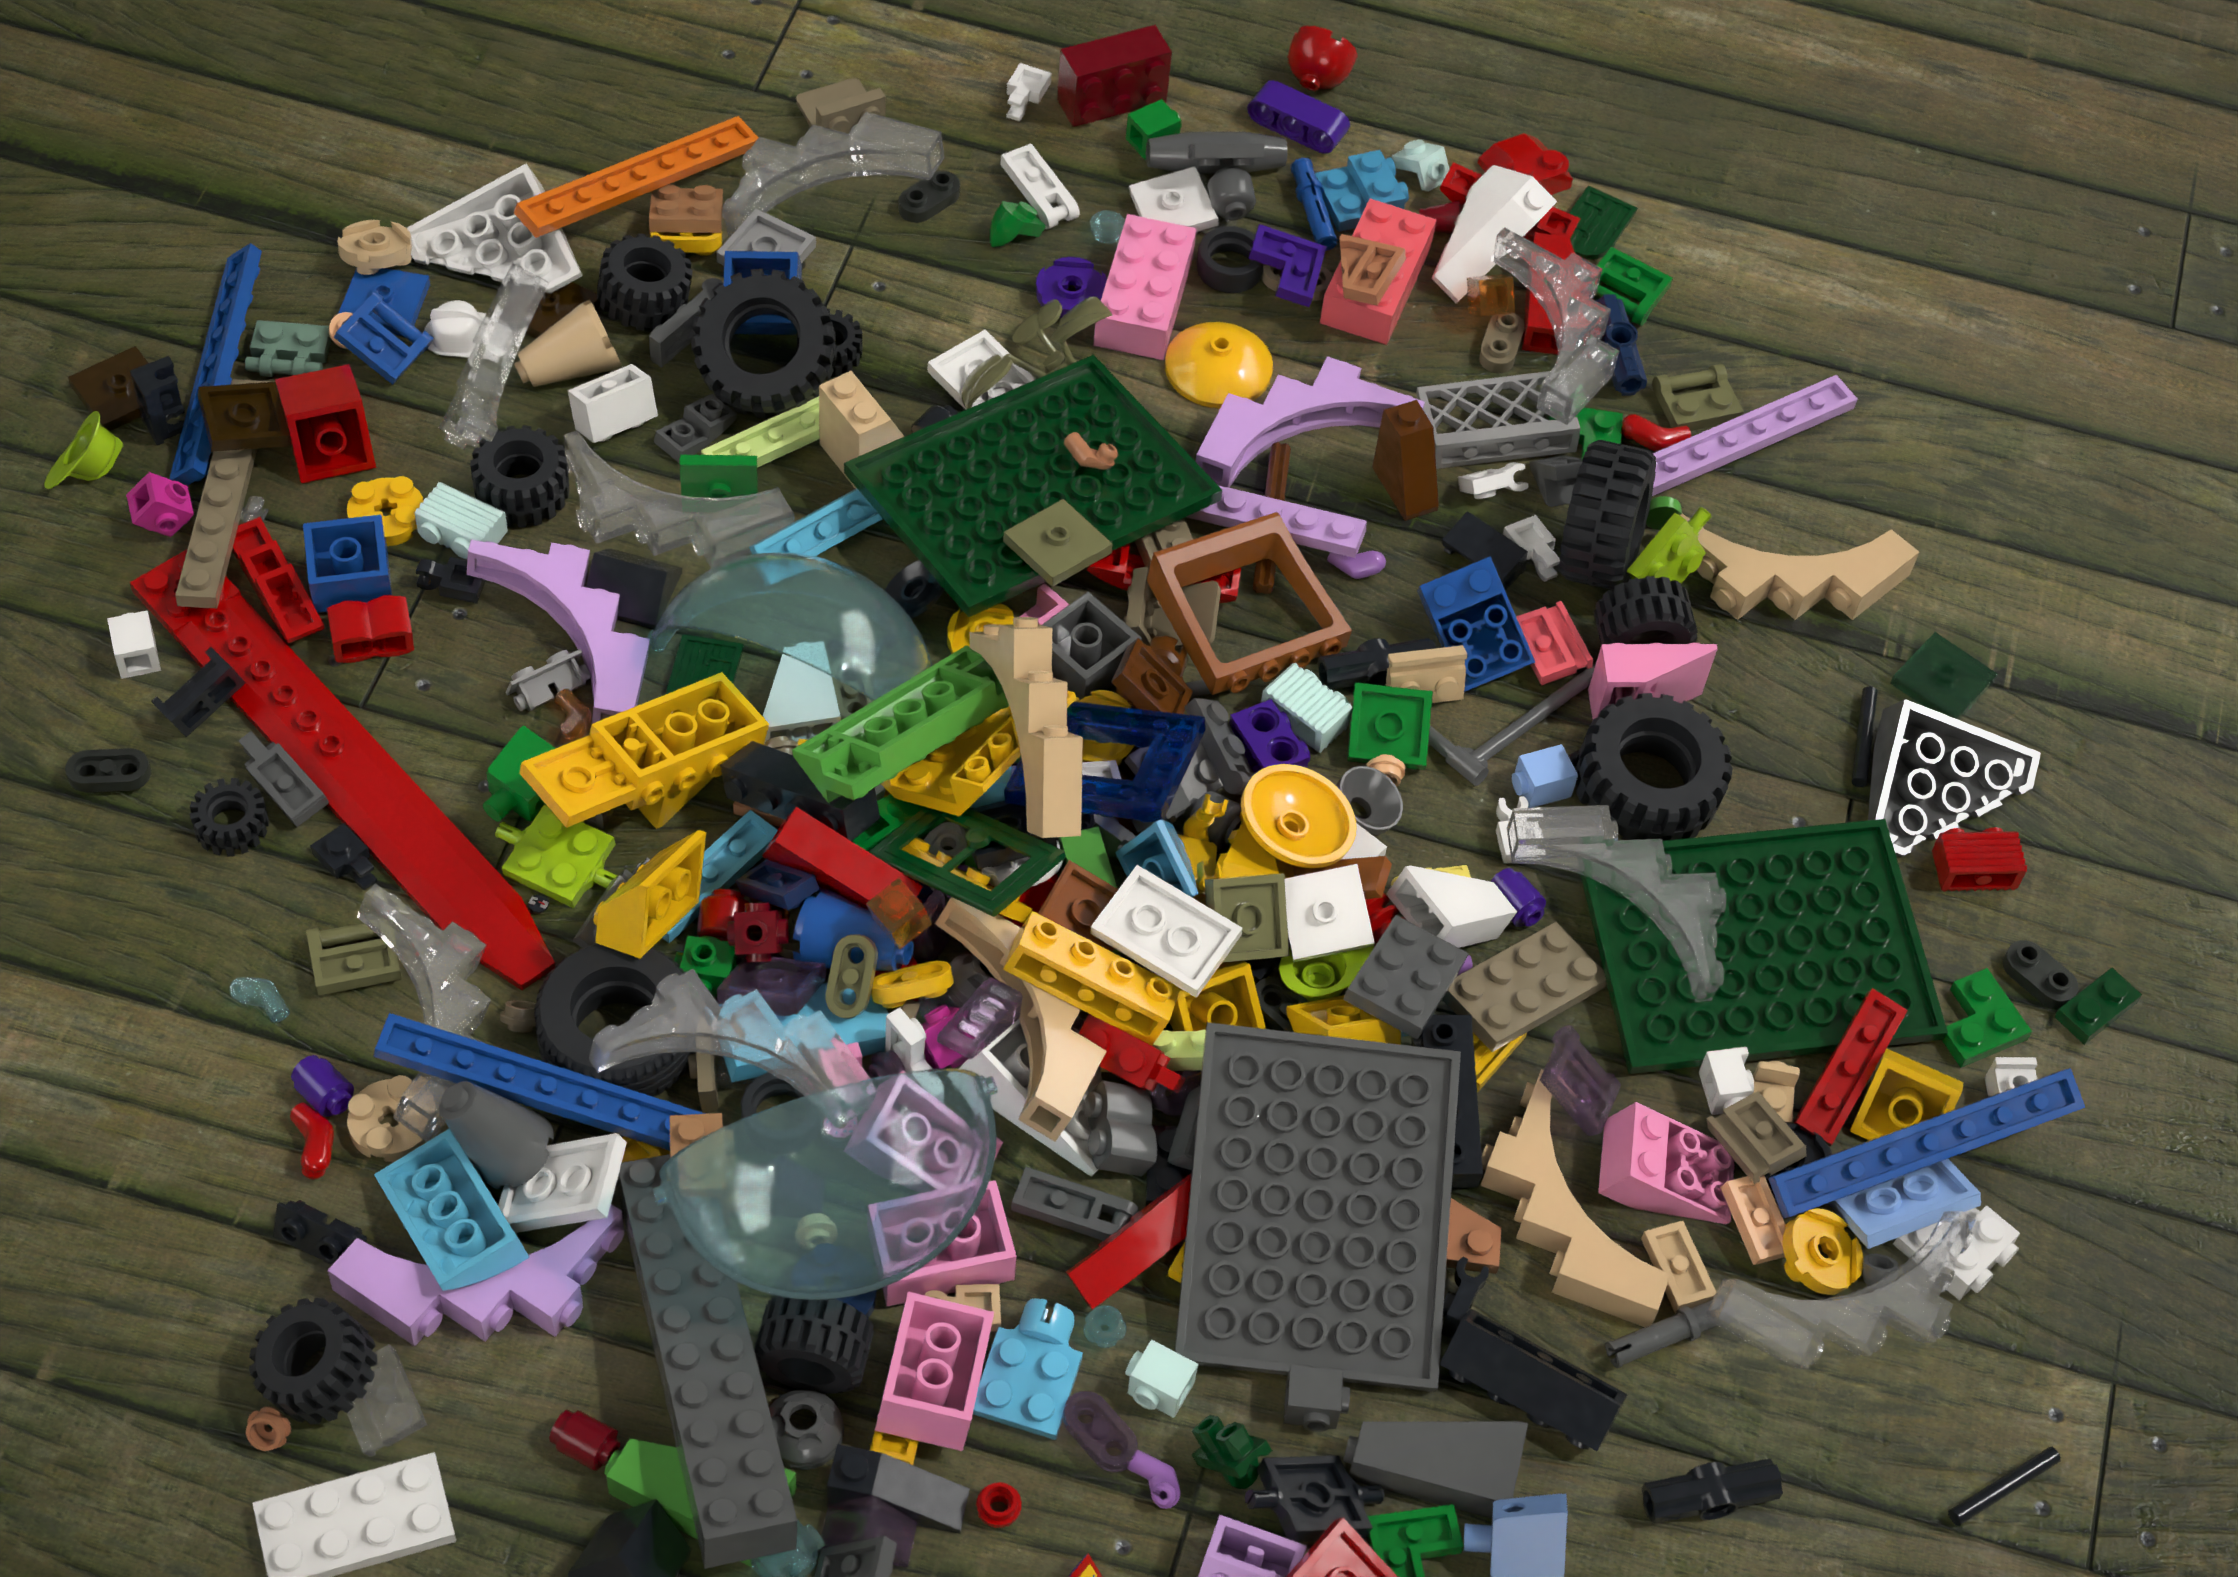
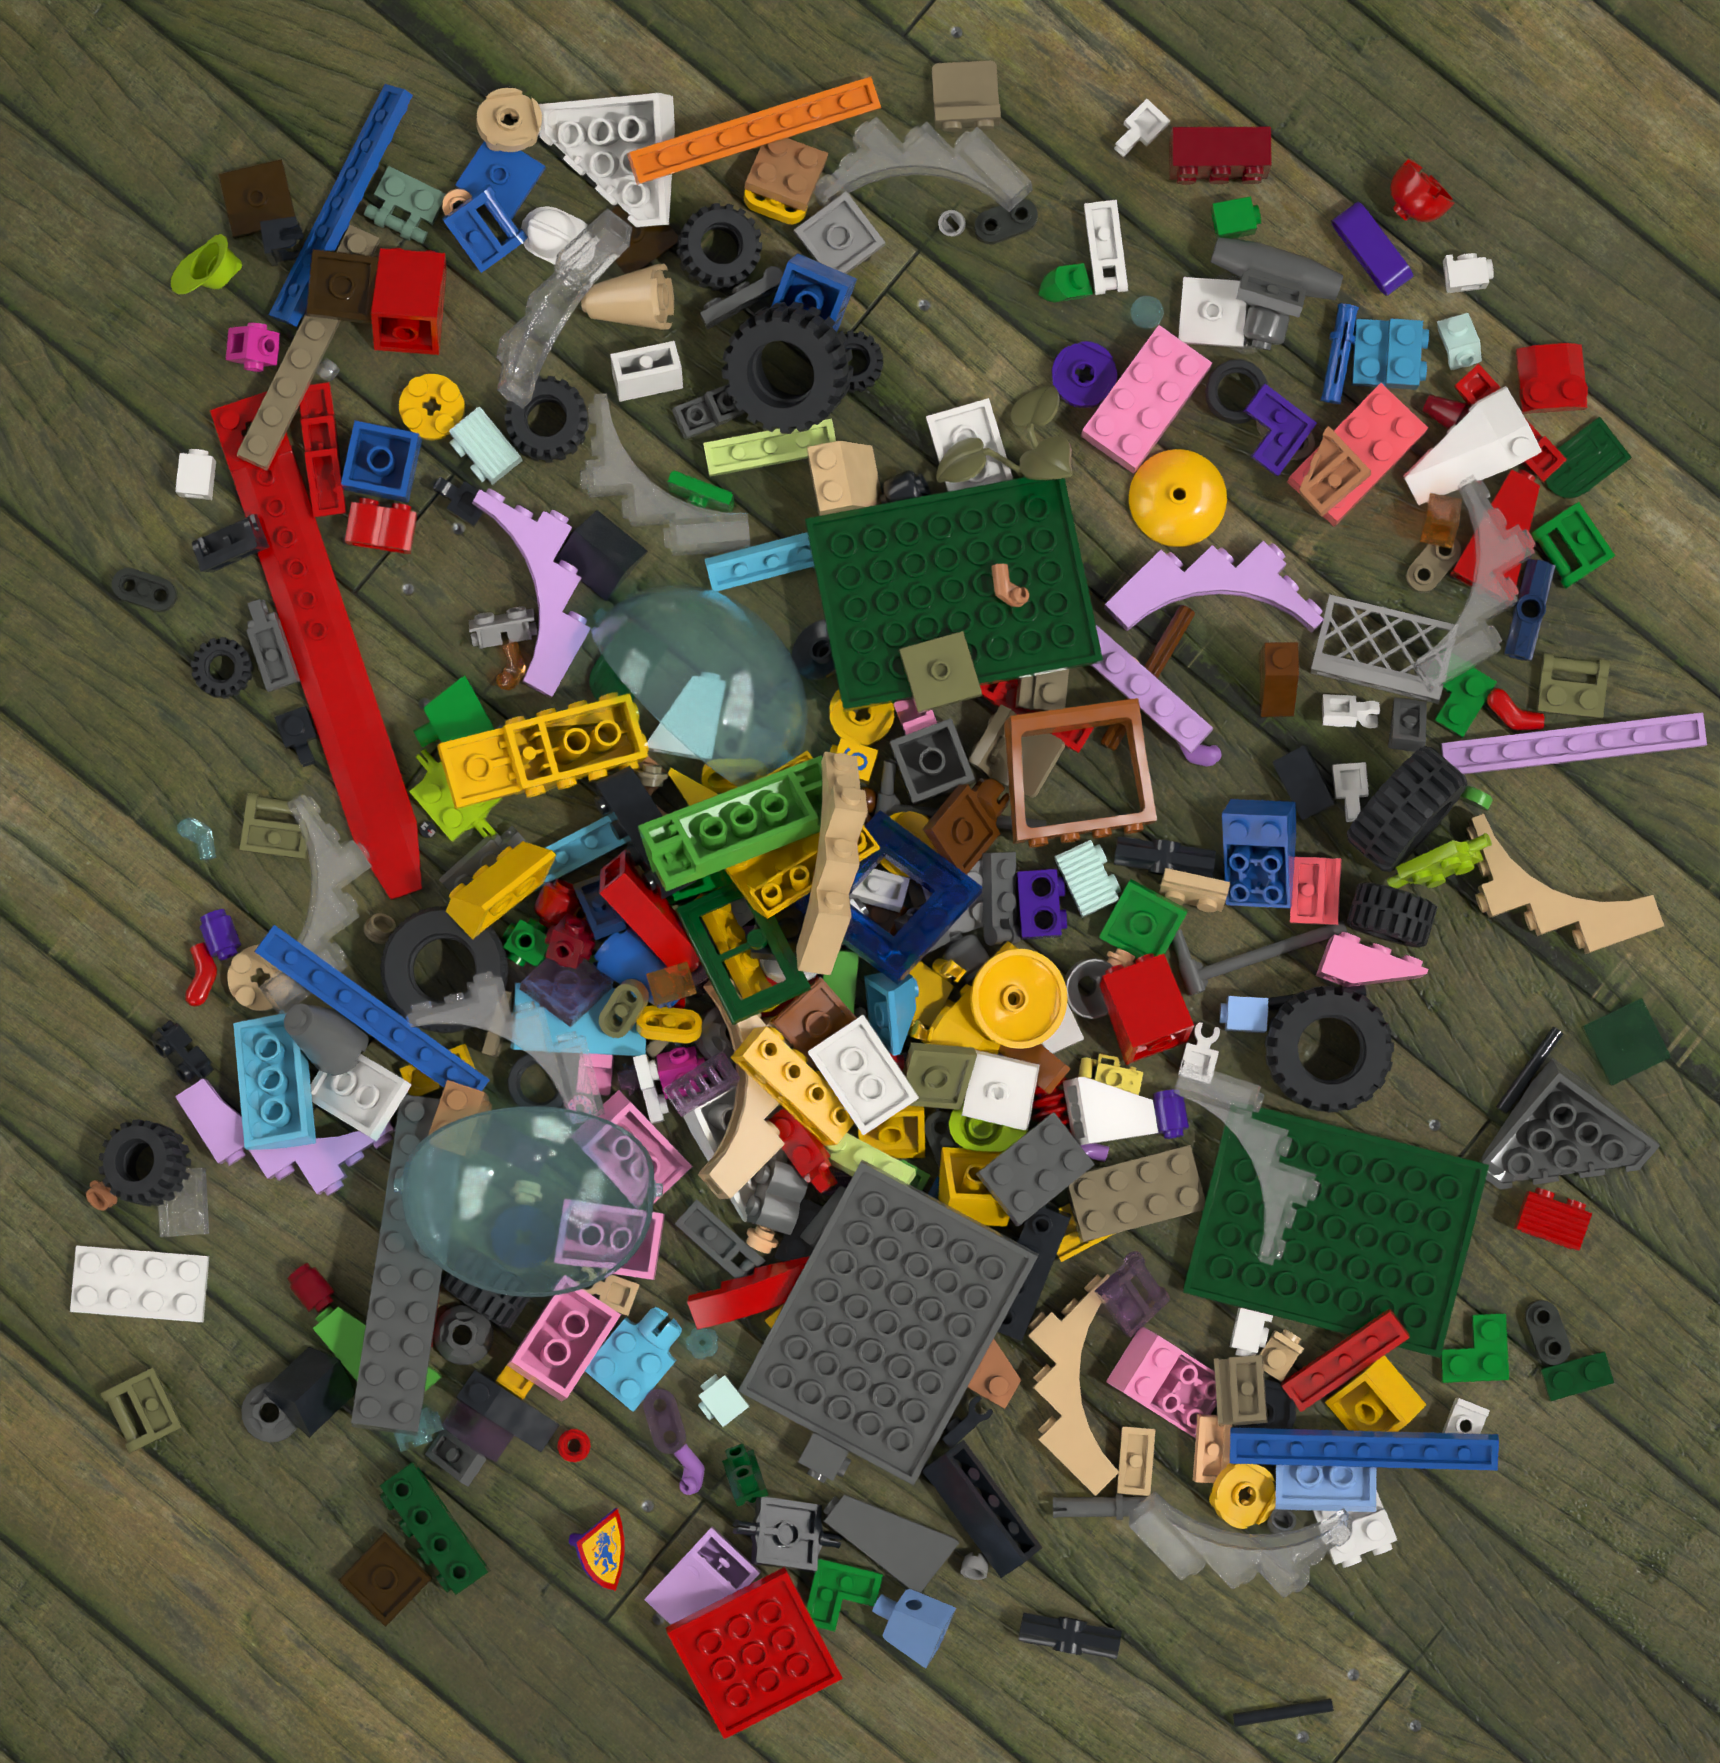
camera: 30 degrees right, 30 degrees up
(878, 202) = (946, 228): none -> light grey hinge
(1123, 1184) = (761, 1239): none -> light nougat plate
(1397, 110) = (1467, 272): none -> white brick
(1440, 795) = (1145, 1007): none -> red slope
(1566, 1453) = (974, 1567): none -> light grey hinge

